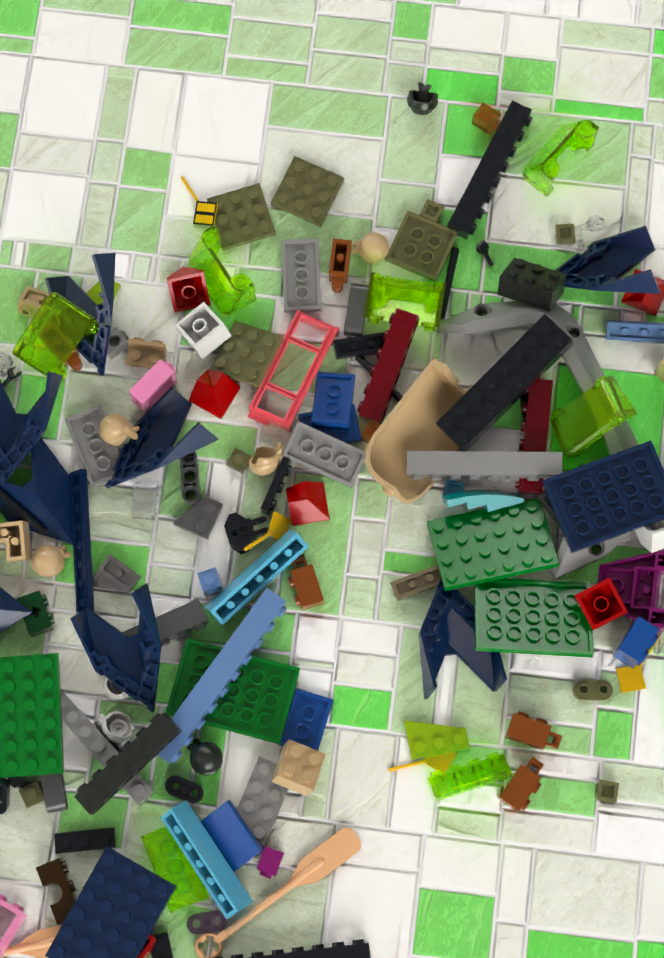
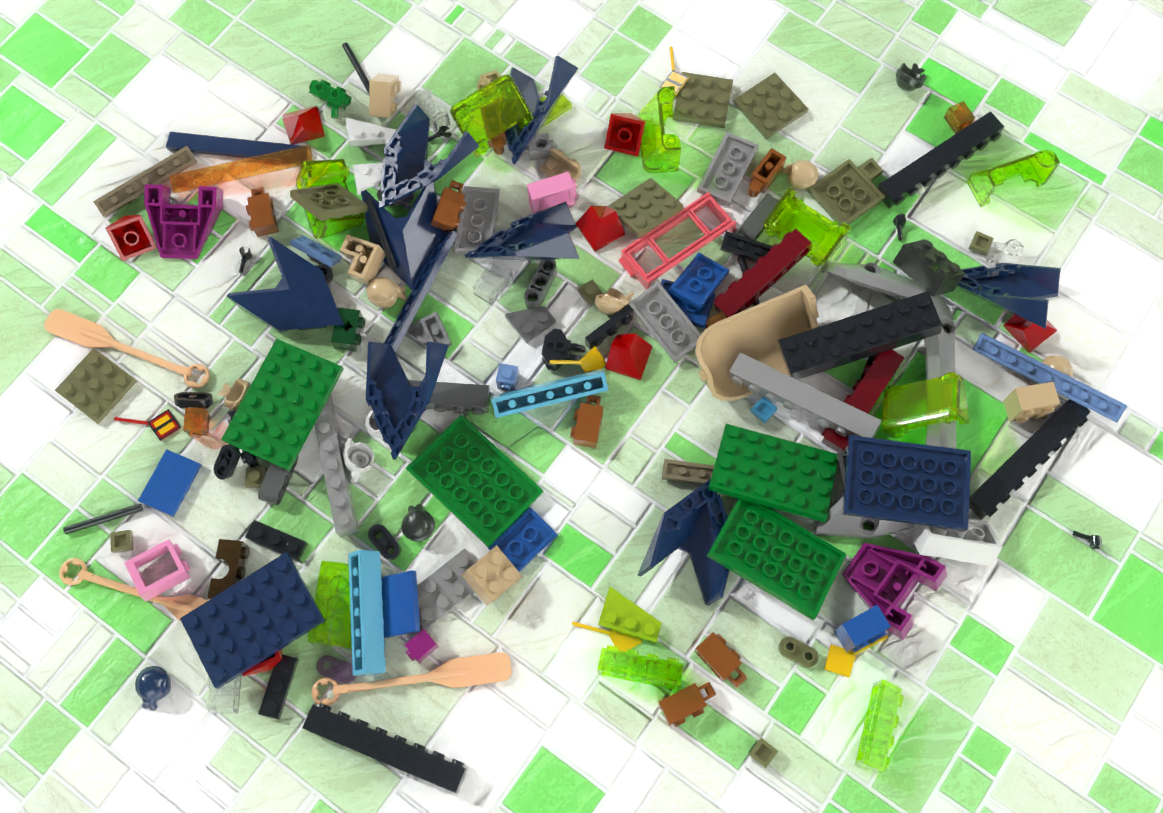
camera: 30 degrees right, 5 degrees down
(65, 448) = (448, 207): none -> dark orange brick
(116, 428) = (500, 211): tan hat -> none
(128, 763) = (345, 489): pearl dark grey brick -> none
(203, 330) = (618, 170): white brick -> none
(223, 670) = (467, 459): medium blue brick -> none
(449, 278) = (854, 234): black bar -> none
(489, 499) = (791, 431): slope -> none
(601, 603) = (847, 576): red slope -> none

